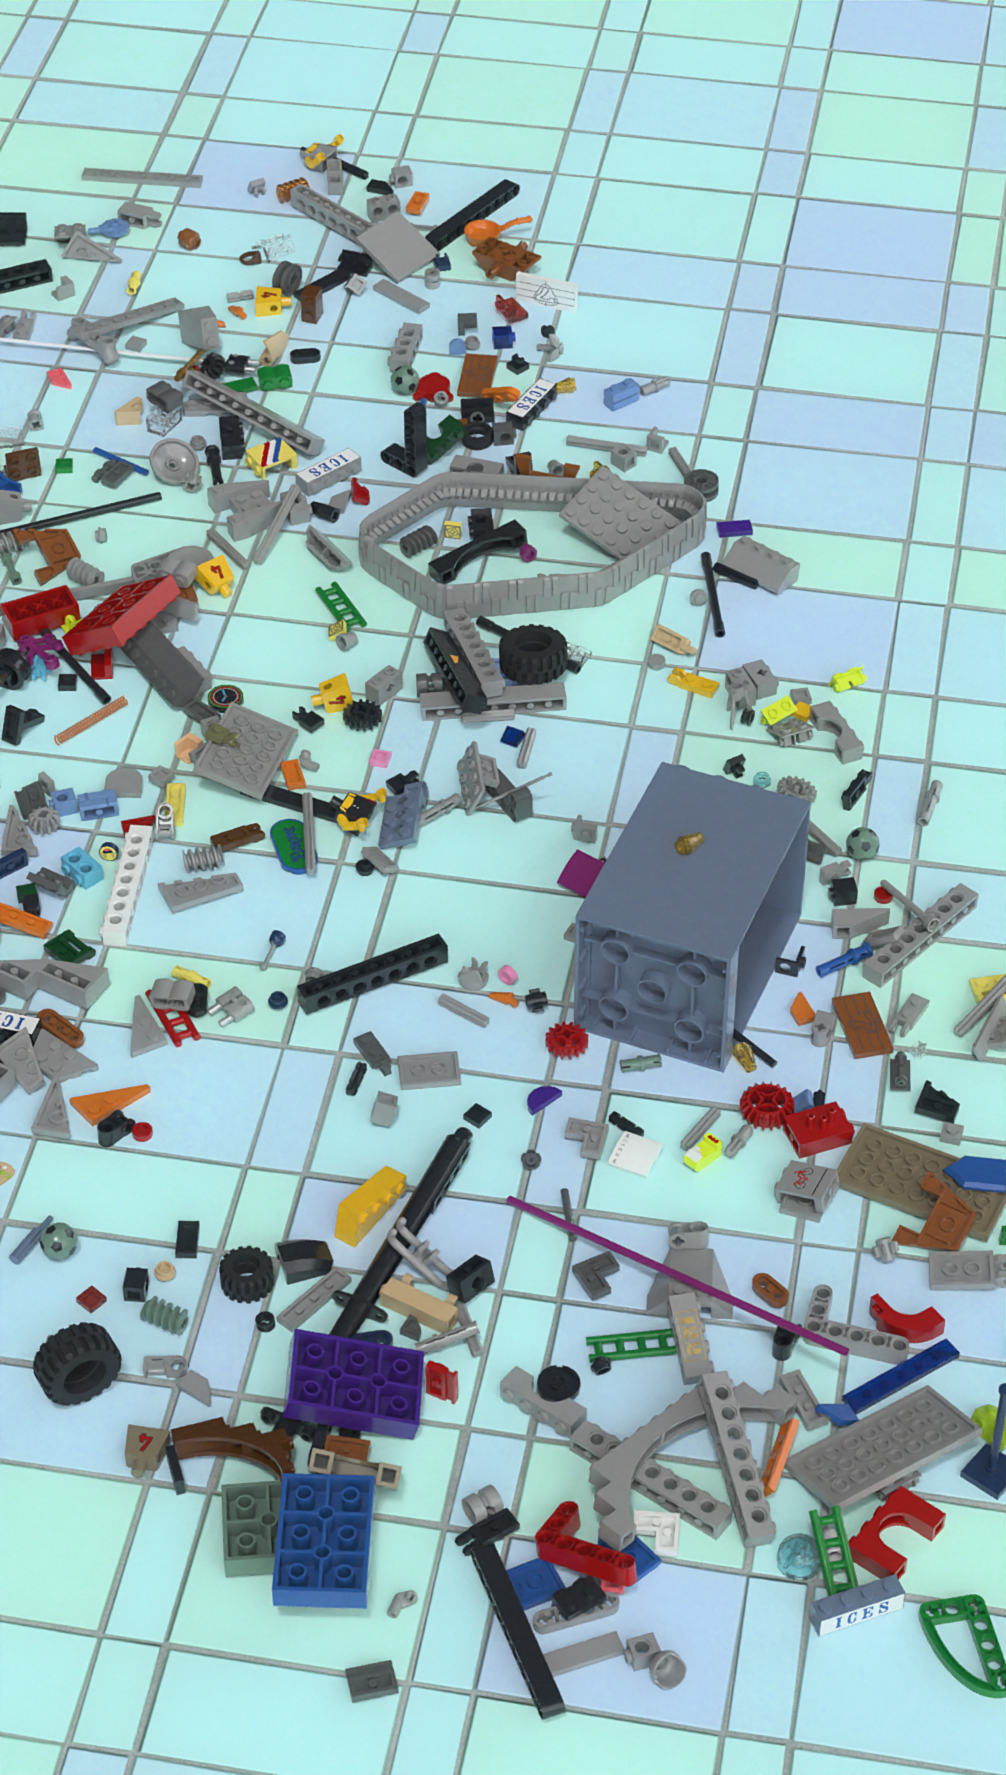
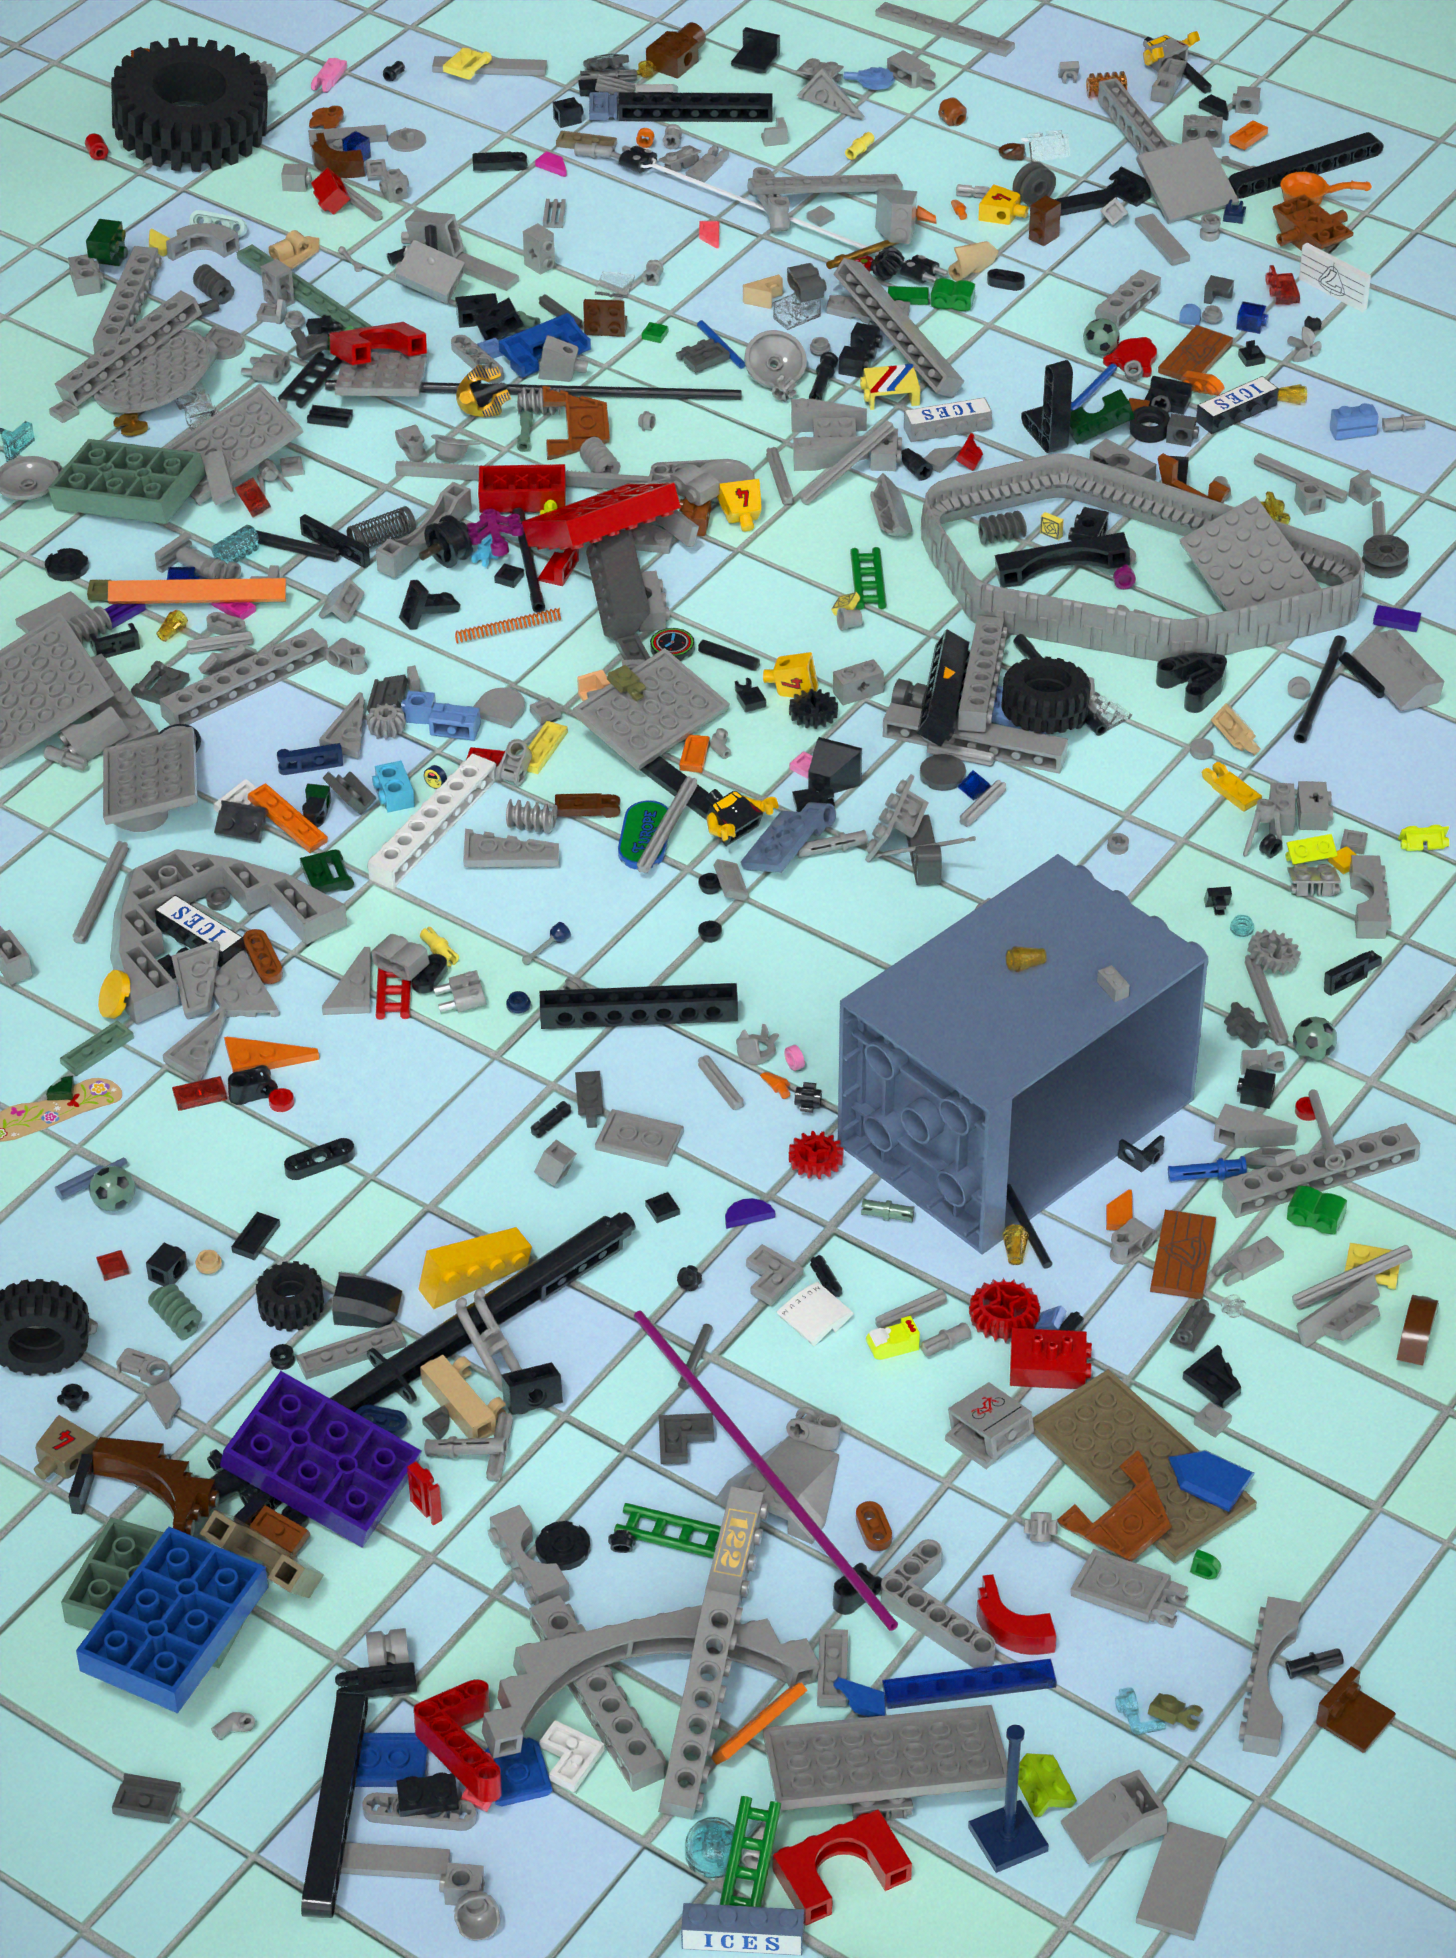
camera: 25 degrees right, 0 degrees up
(75, 1147) = (199, 1093): none -> clear red plate
(126, 1404) = (72, 1396): none -> black plate
(196, 1174) = (338, 1158): none -> black beam
(270, 693) = (729, 655): none -> black axle
(386, 902) = (710, 931): none -> black plate
(408, 752) = (835, 766): none -> black slope
(484, 732) = (942, 772): none -> dark grey tile
(624, 604) = (1203, 673): none -> black connector
(639, 748) = (1117, 849): none -> light grey bush
(761, 841) = (1113, 983): none -> light grey piece
(934, 963) = (1316, 1209): none -> green brick

